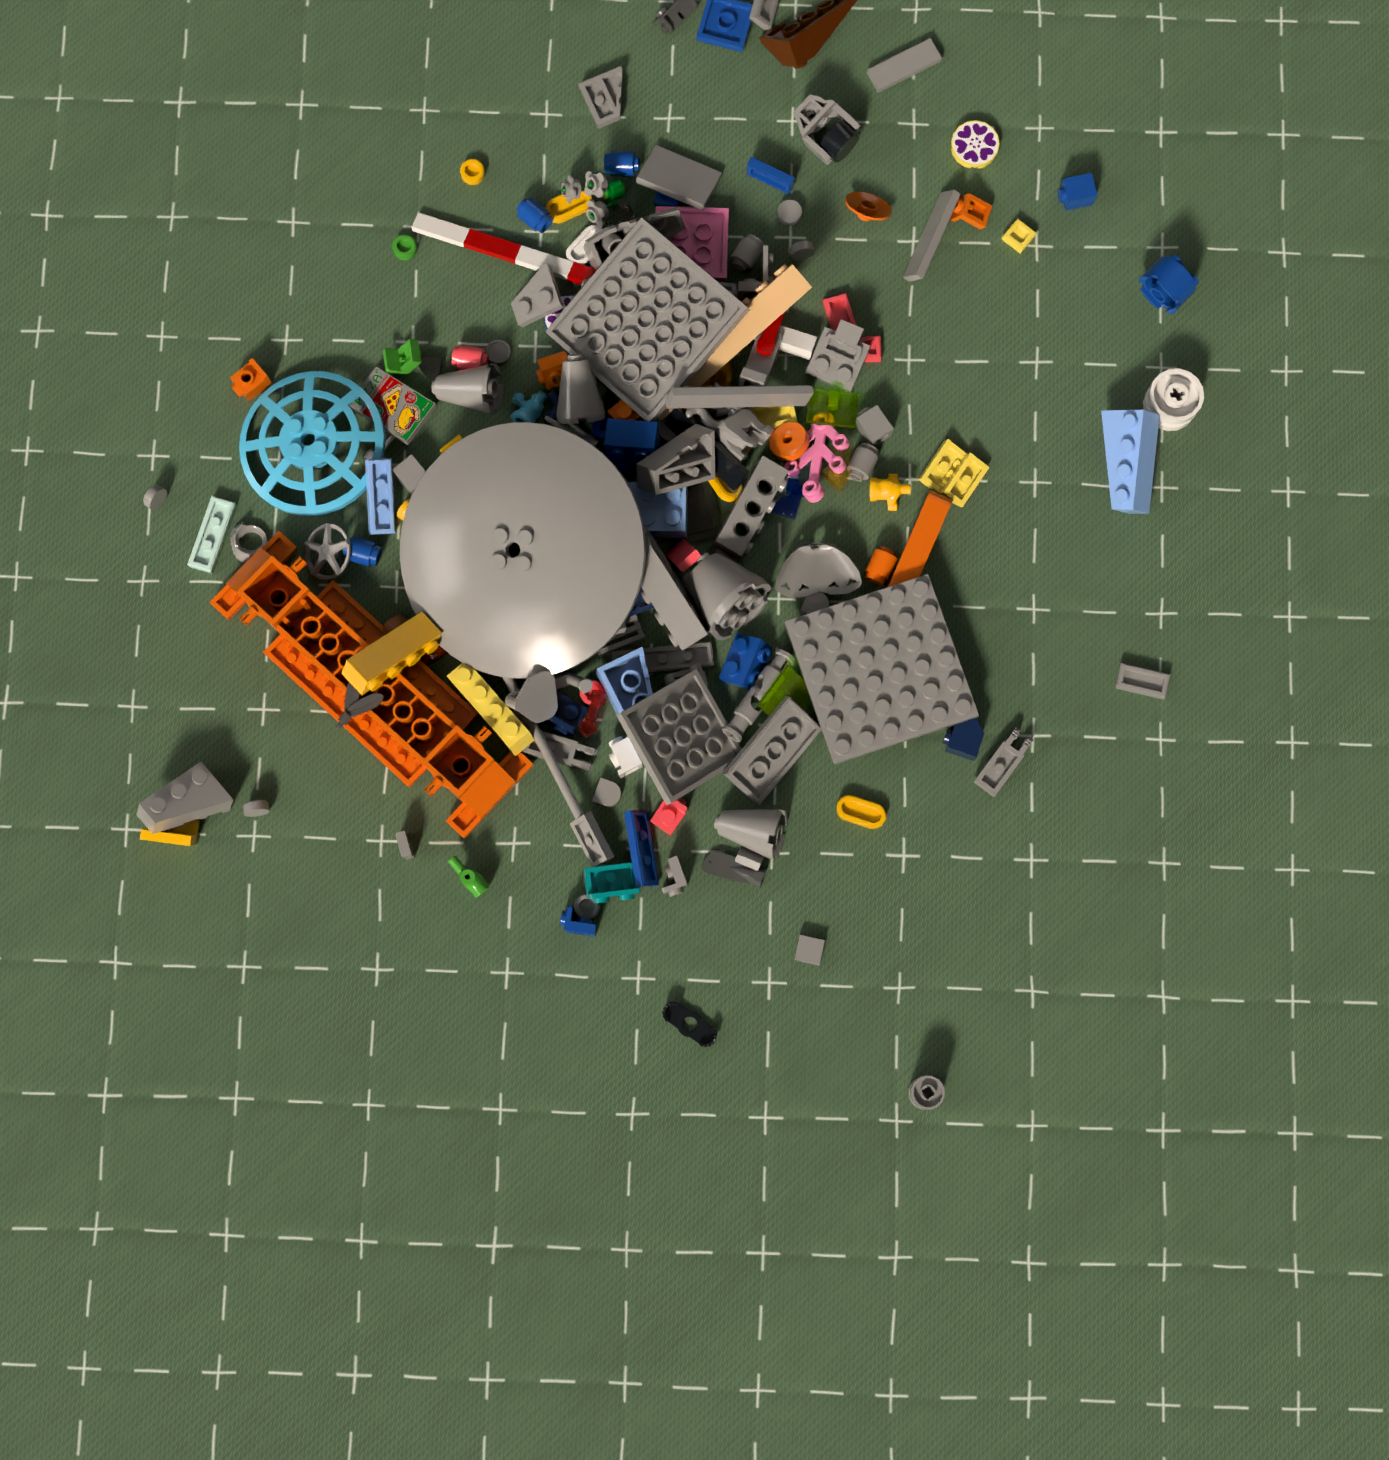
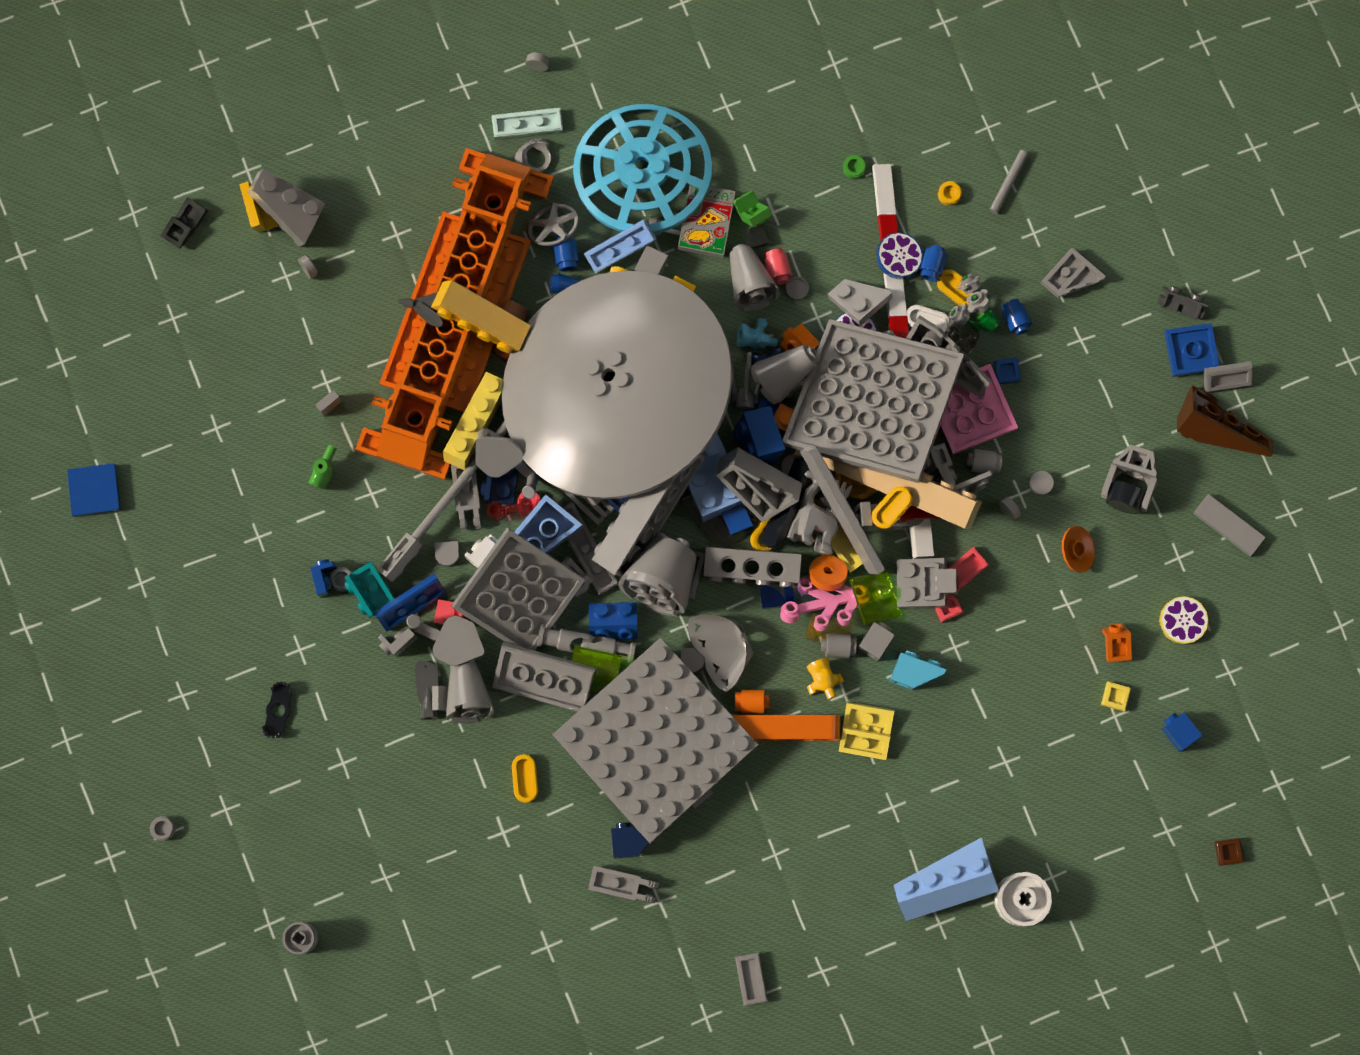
camera: 65 degrees right, 0 degrees up
(151, 913) = (184, 223): none -> pearl dark grey slope
(258, 382) = (674, 99): orange brick -> none
(384, 1117) = (94, 490): none -> blue tile
(390, 569) = (561, 282): none -> blue cone
(486, 113) = (1008, 182): none -> light grey bar
(512, 242) = (899, 255): none -> tile
(679, 177) = (1026, 372): light grey tile -> none
(683, 555) = (681, 525): coral tile -> none
(700, 503) = (737, 519): none -> blue tile
(702, 819) = (455, 642): none -> light grey piece
(757, 1187) = (162, 828): none -> light grey tile
(759, 347) = (892, 507): none -> yellow tile
(770, 175) = (1066, 450): blue tile -> none
(809, 950) = (384, 785): light grey tile -> none
(918, 405) = (912, 672): none -> medium azure slope
(931, 235) = (1078, 617): light grey tile -> none
(1168, 283) = (1128, 849): blue brick -> none
(1204, 201) = (1229, 851): none -> reddish brown tile

